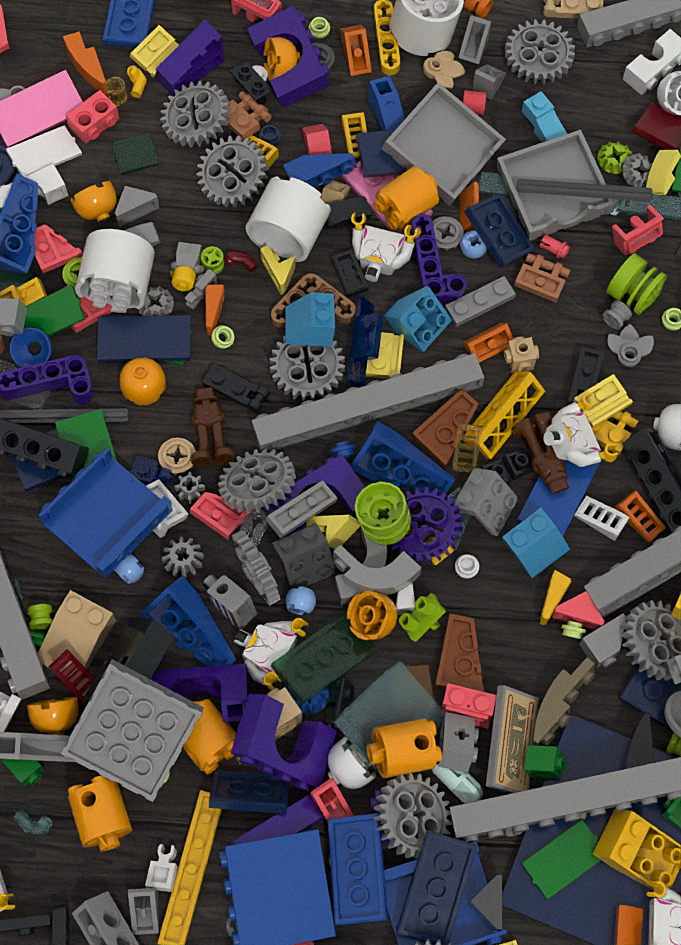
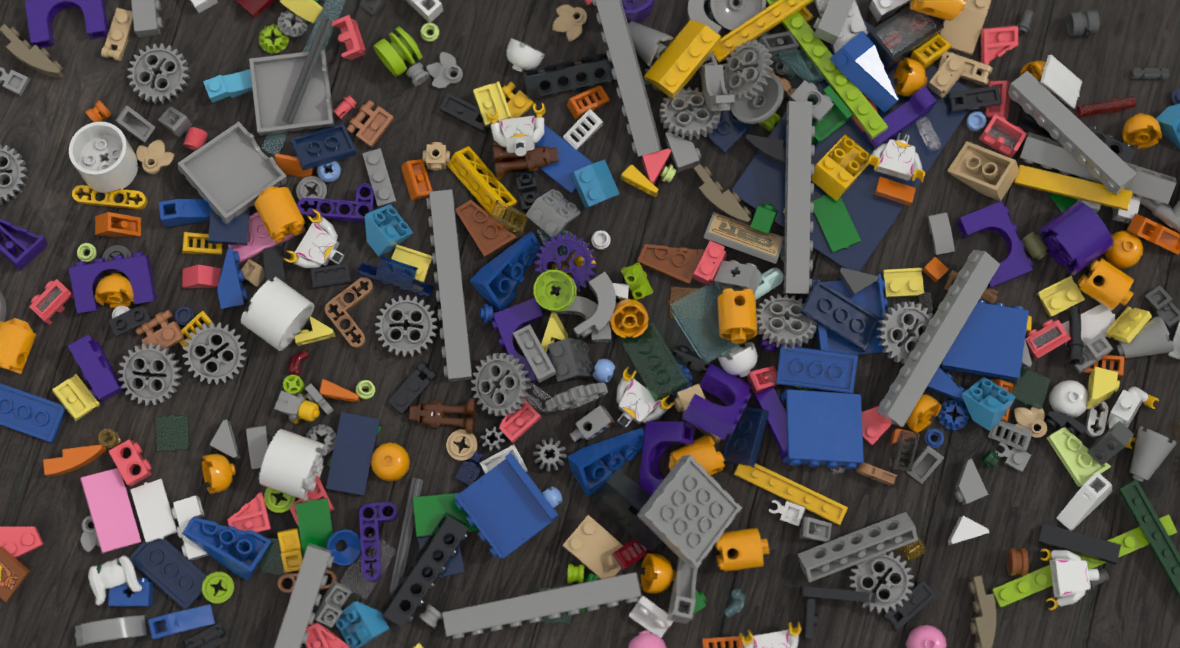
camera: 80 degrees left, 10 degrees up
(138, 79) = (101, 417): yellow arm -> none
(310, 320) = (372, 314): dark azure slope -> none

